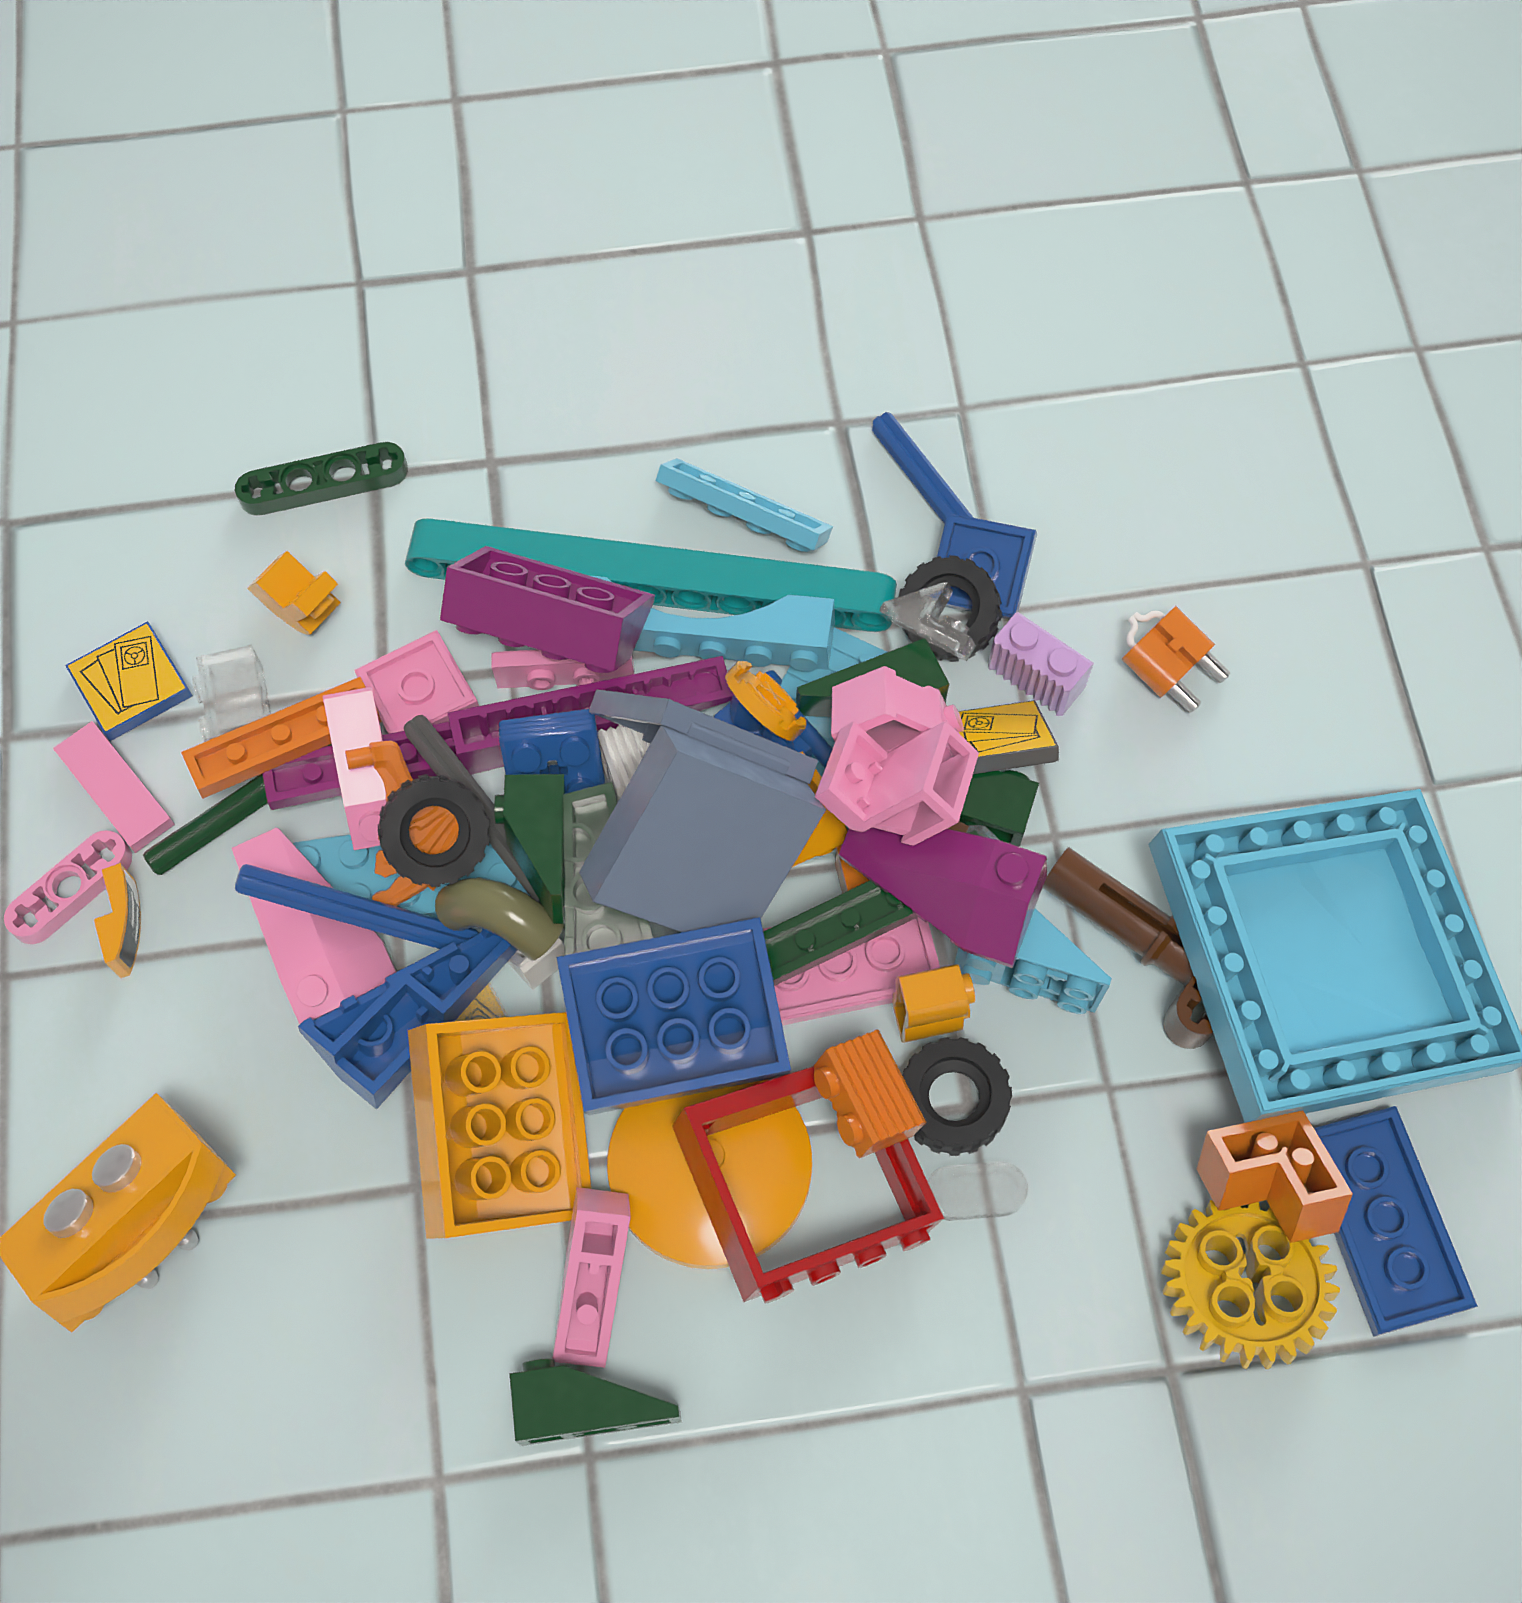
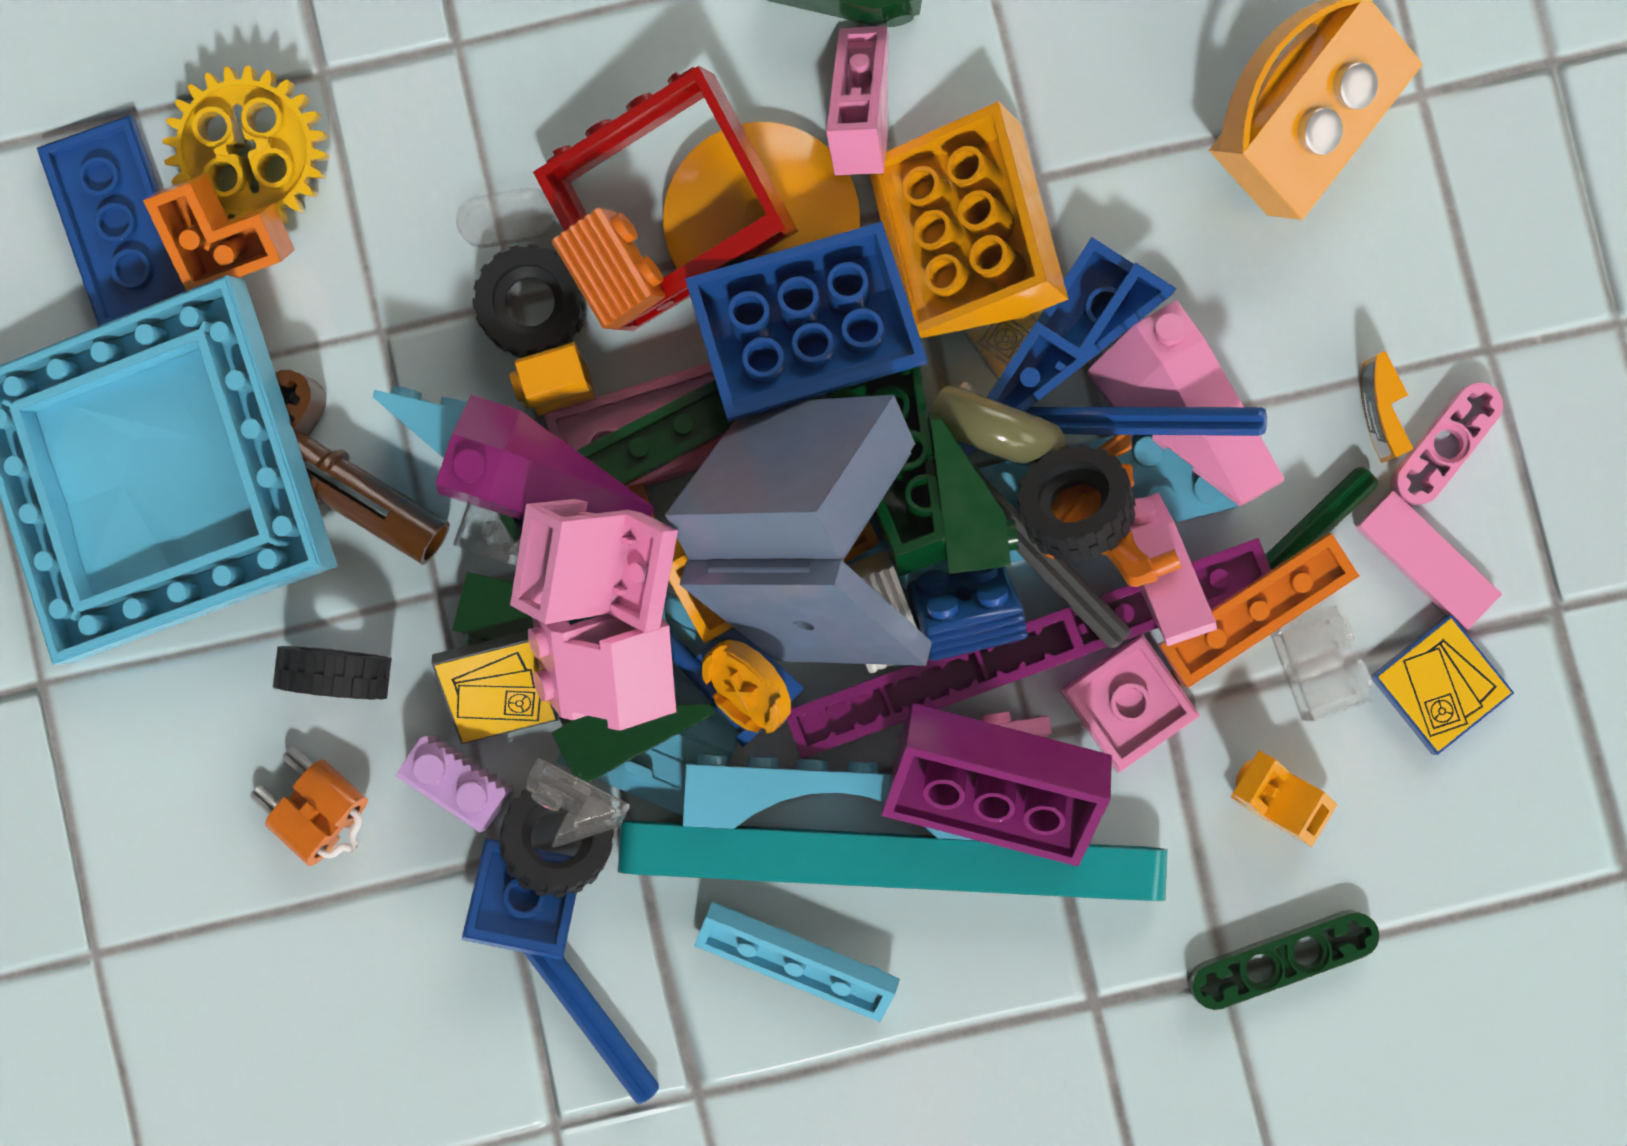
camera: 170 degrees right, 20 degrees up
(1153, 753) = (332, 673): none -> black tyre

